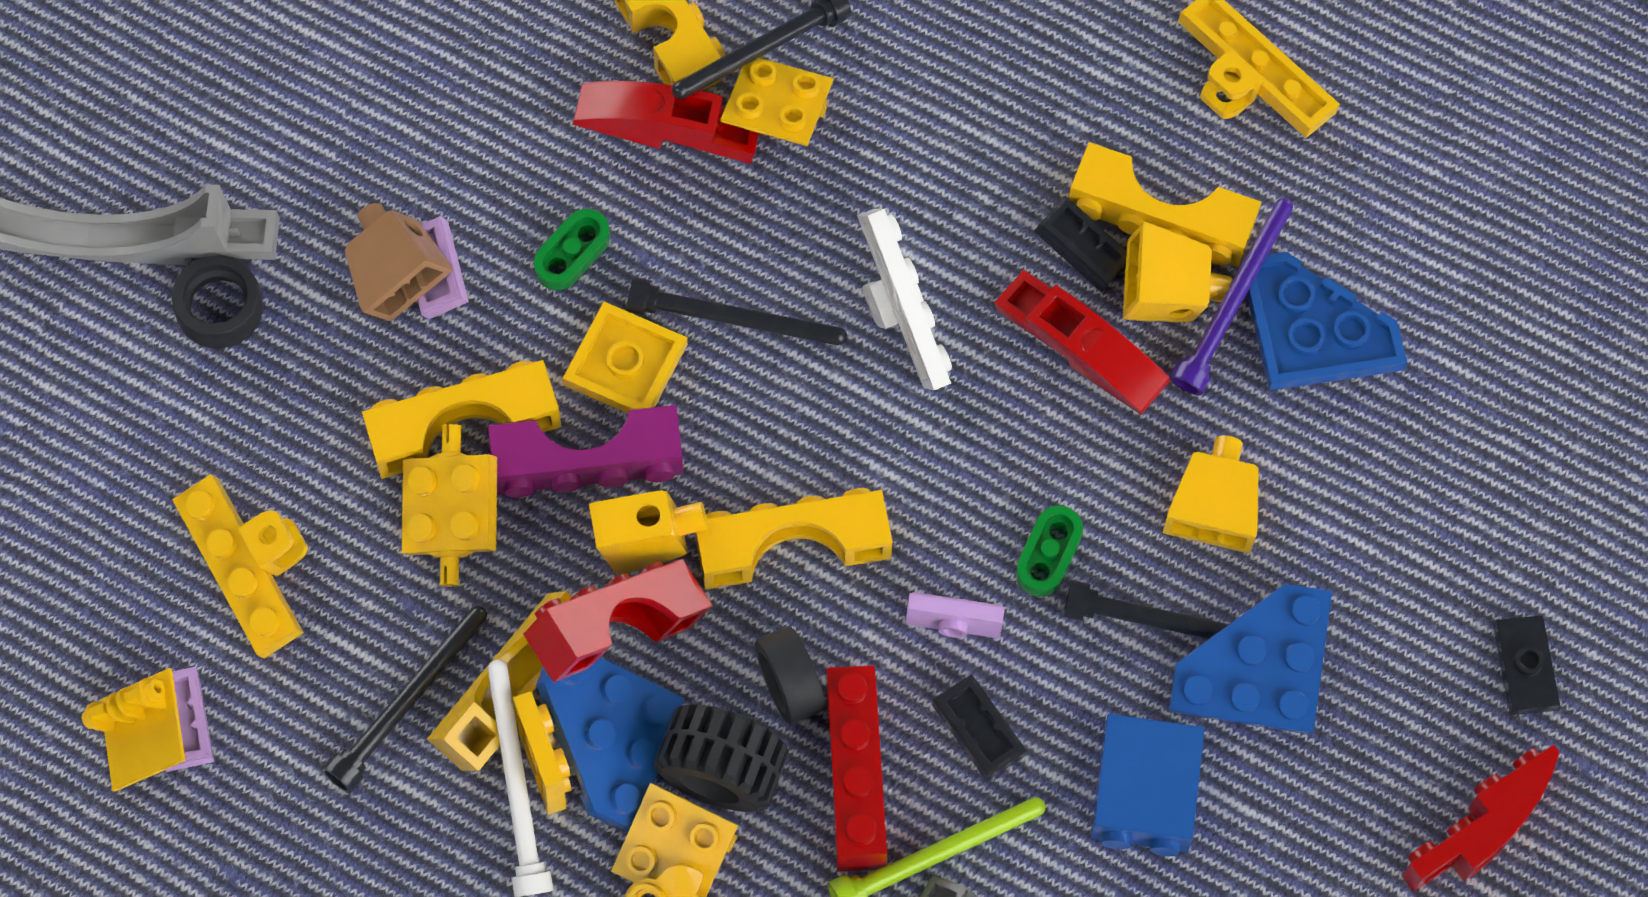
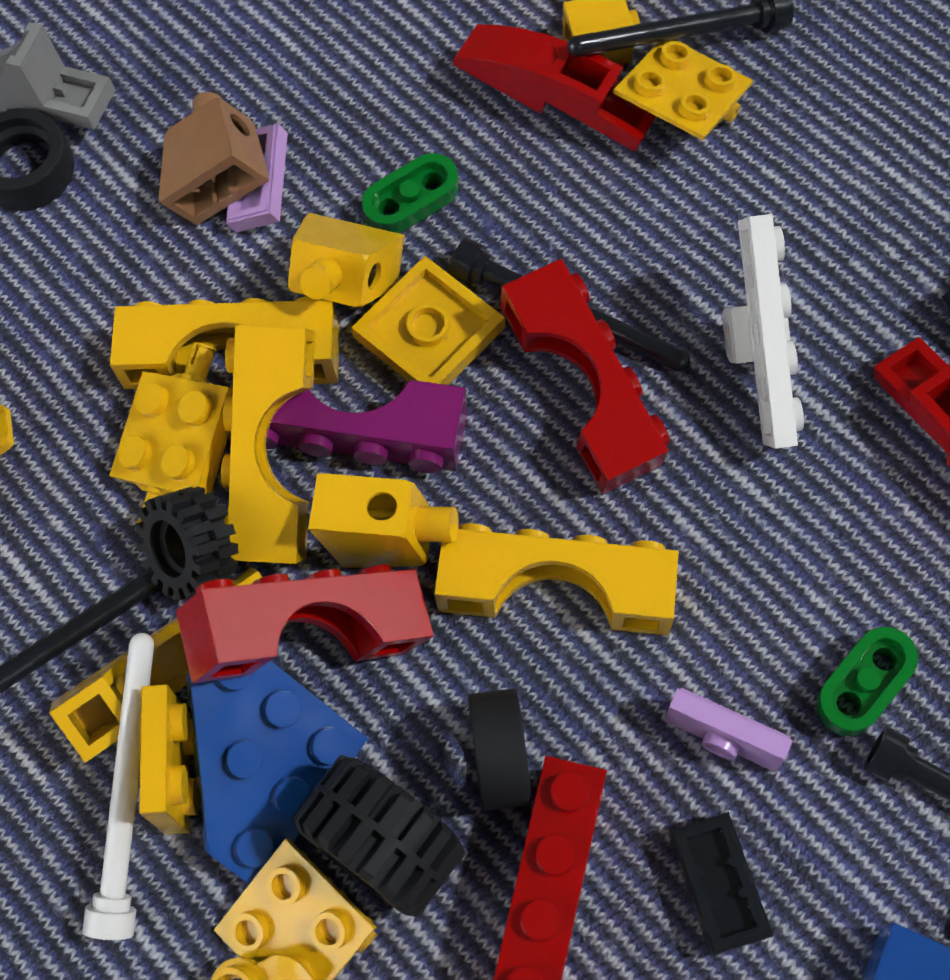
camera: 25 degrees right, 0 degrees up
(478, 597) = (186, 541): none -> black tyre
(538, 323) = (336, 260): none -> yellow torso
(548, 552) = (267, 372): none -> yellow arch
(728, 327) = (553, 317): none -> red arch

